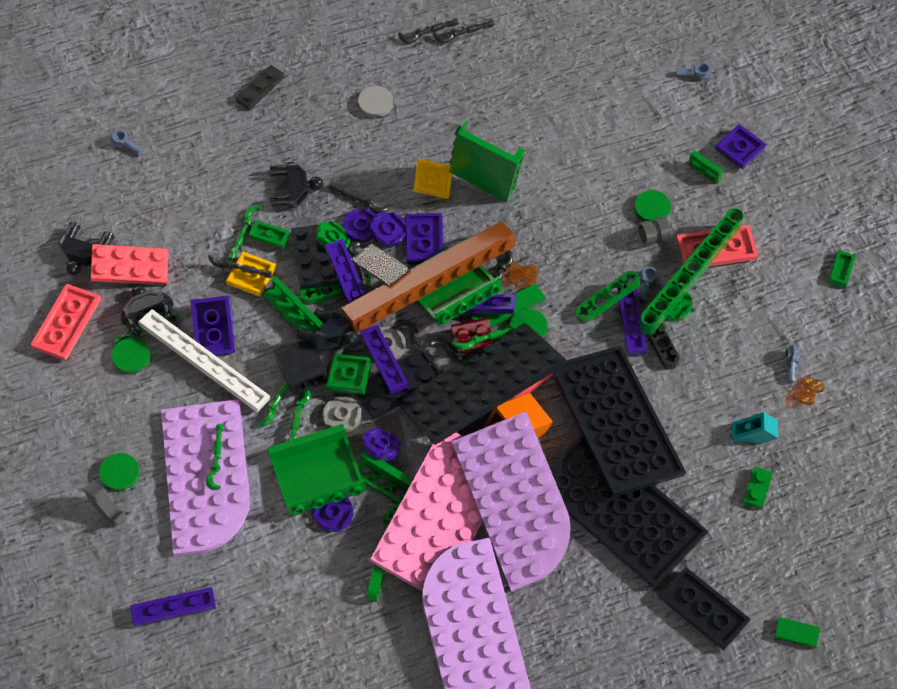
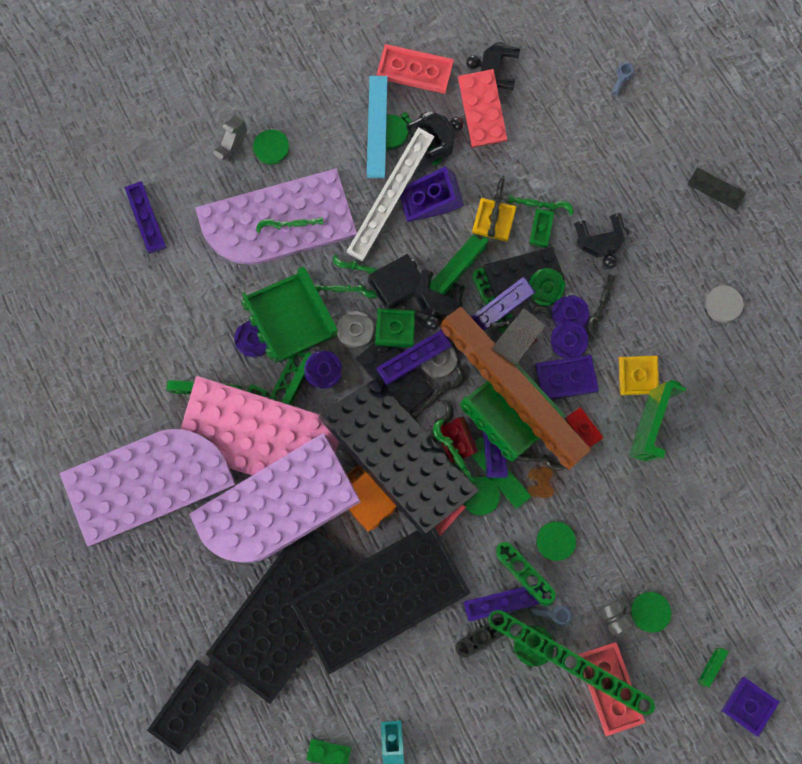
camera: 80 degrees right, 15 degrees up
(124, 363) = (377, 127): none -> medium azure tile
(474, 228) = (584, 427): none -> red plate
(579, 270) = (556, 541): none -> green tile

